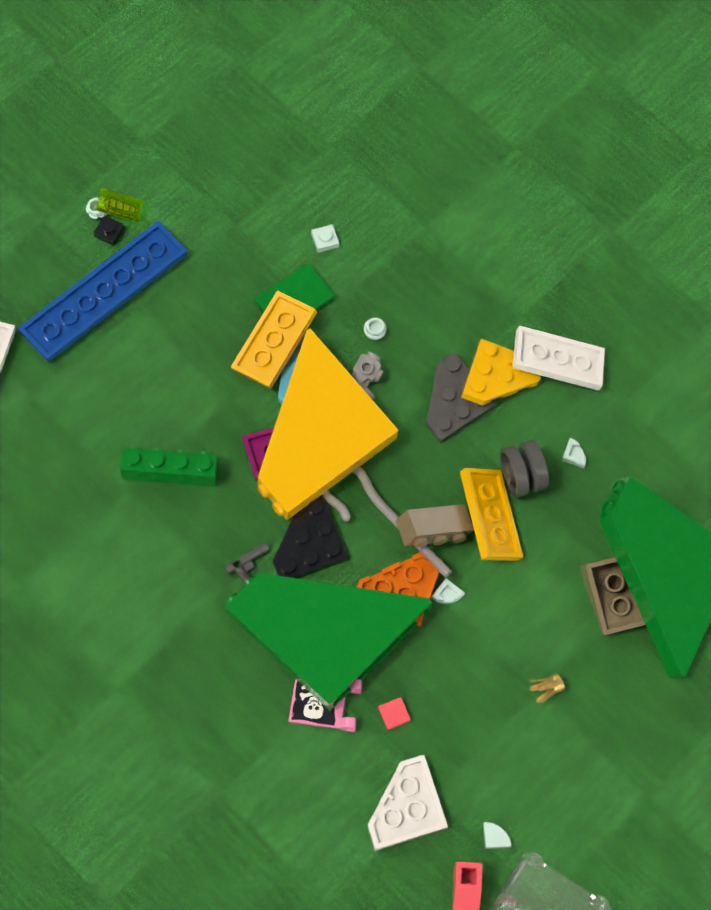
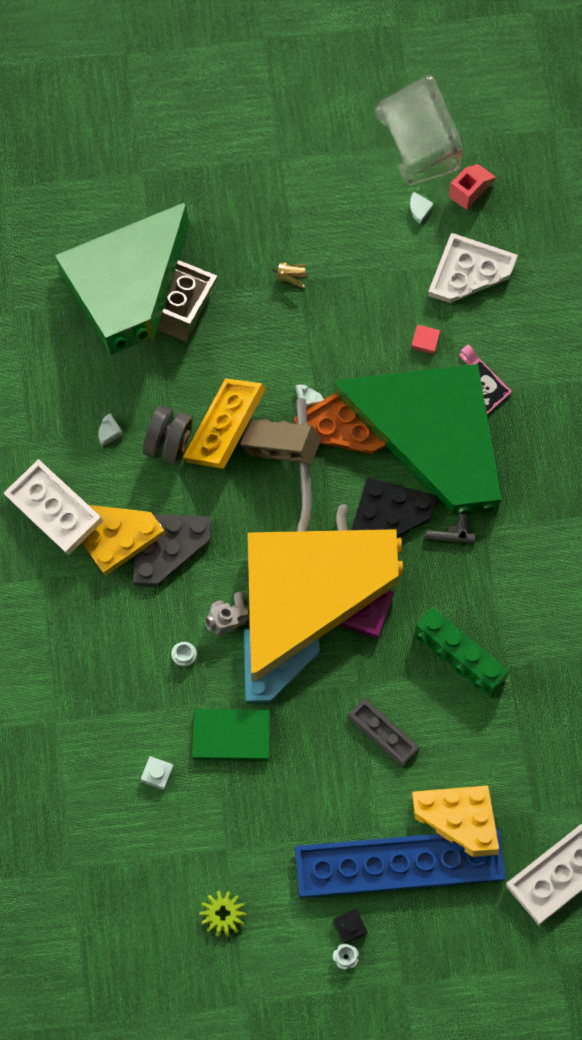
camera: 140 degrees left, 0 degrees up
(81, 347) = (460, 817): none -> yellow plate
(119, 205) = (323, 940): clear neon green tile -> none
(185, 375) = (383, 732): none -> dark grey tile
(203, 189) = (230, 921): none -> lime gear
(274, 339) = (284, 699): yellow plate -> none

